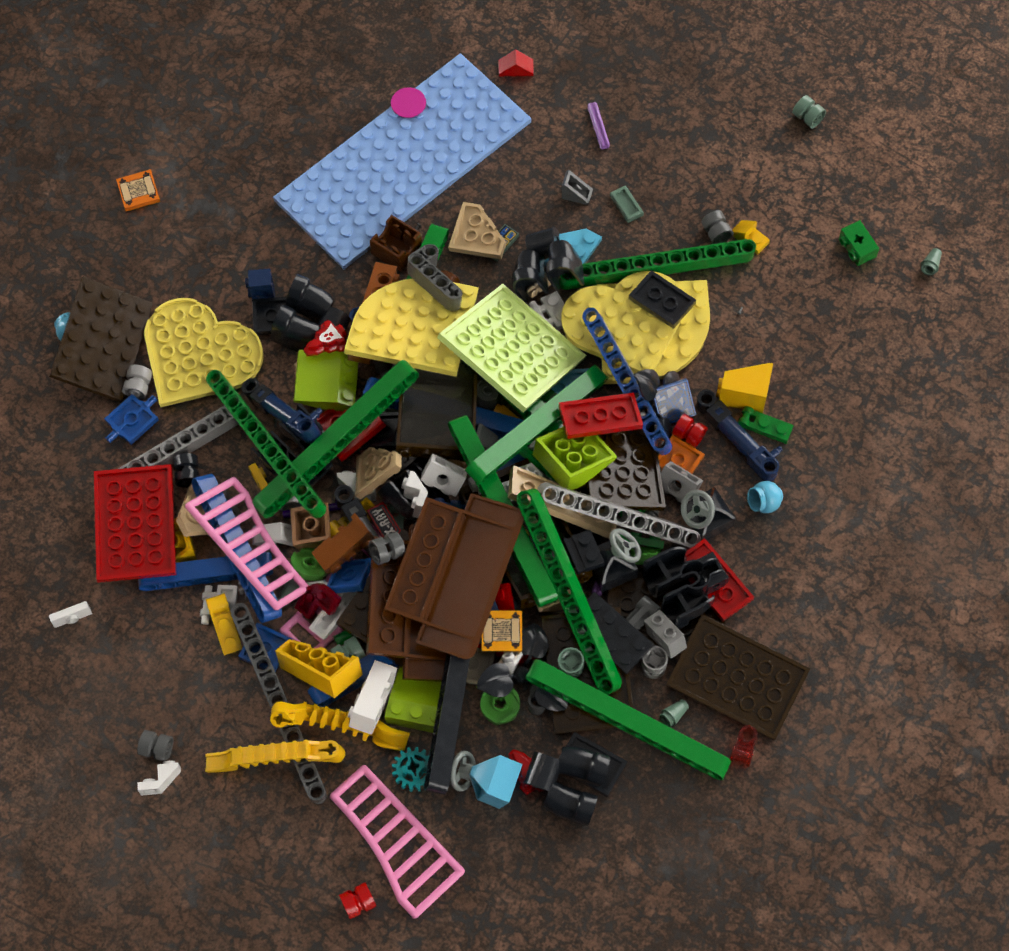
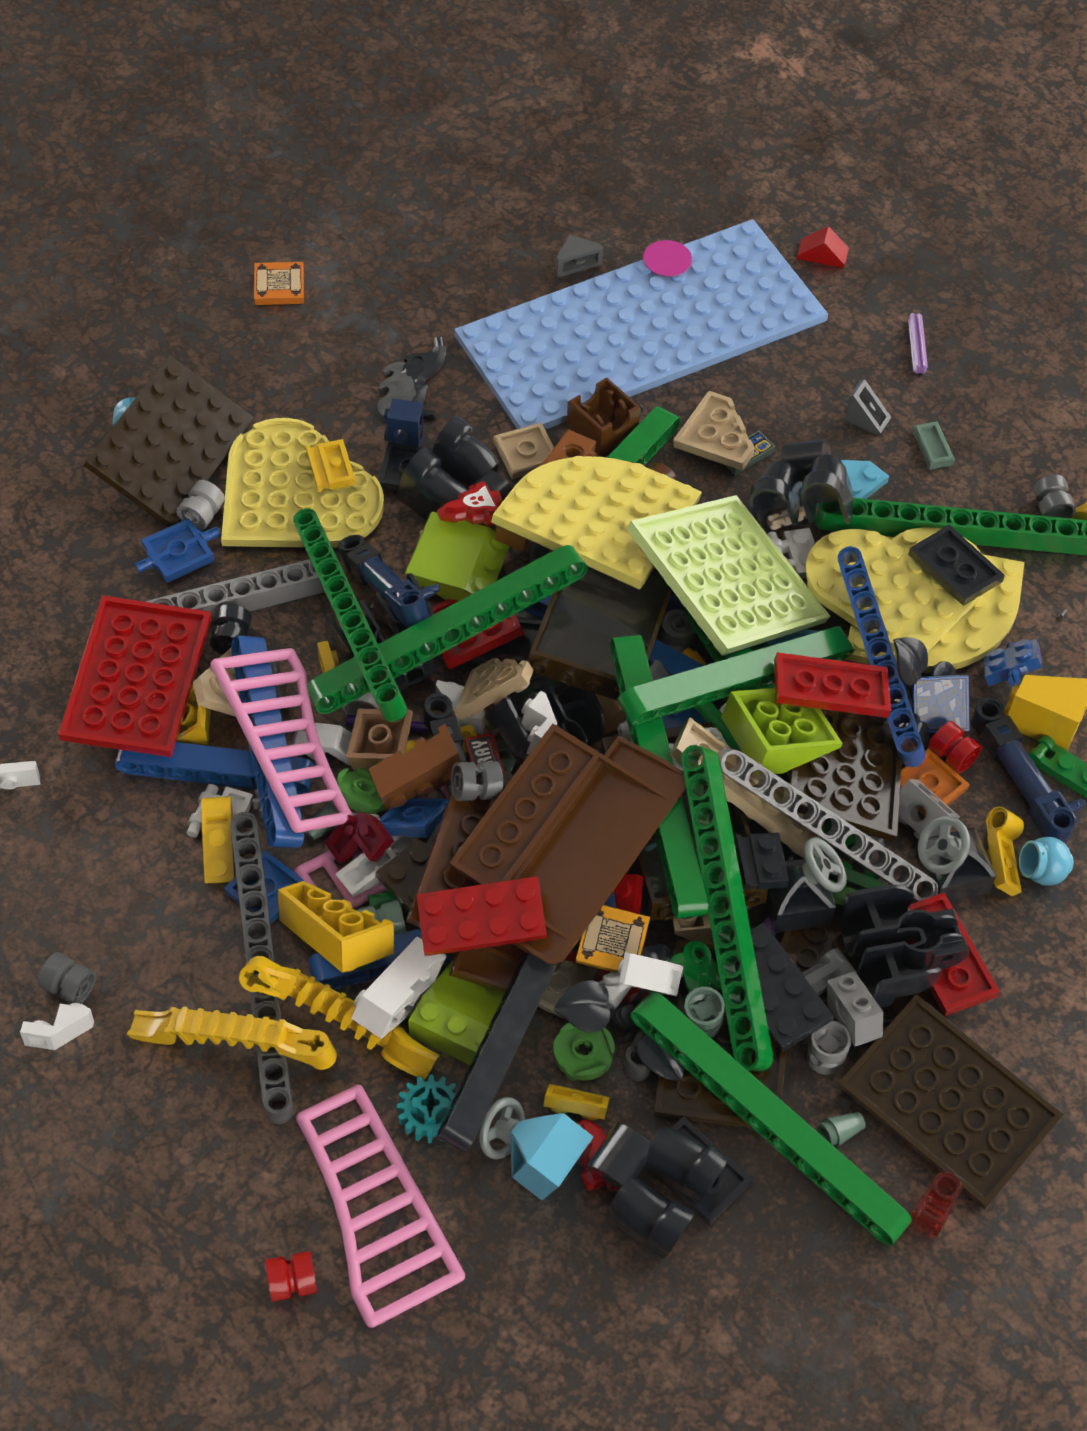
camera: 10 degrees right, 10 degrees down
(218, 329) = (330, 465): none -> yellow plate
(252, 247) = (410, 377): none -> piece
(344, 115) = (578, 255): none -> dark grey slope
(348, 280) = (523, 449): none -> tan plate
(414, 639) = (481, 916): none -> red plate
(423, 270) = (632, 449): dark grey beam -> none
(439, 466) = (602, 712): white brick -> none
(504, 739) = (567, 1100): none -> yellow plate
(531, 649) = (650, 974): none -> white slope
(558, 636) = (697, 971): none -> green plate
(714, 360) = (1012, 662): none -> blue plate
(732, 481) = (1002, 830): none -> yellow plate

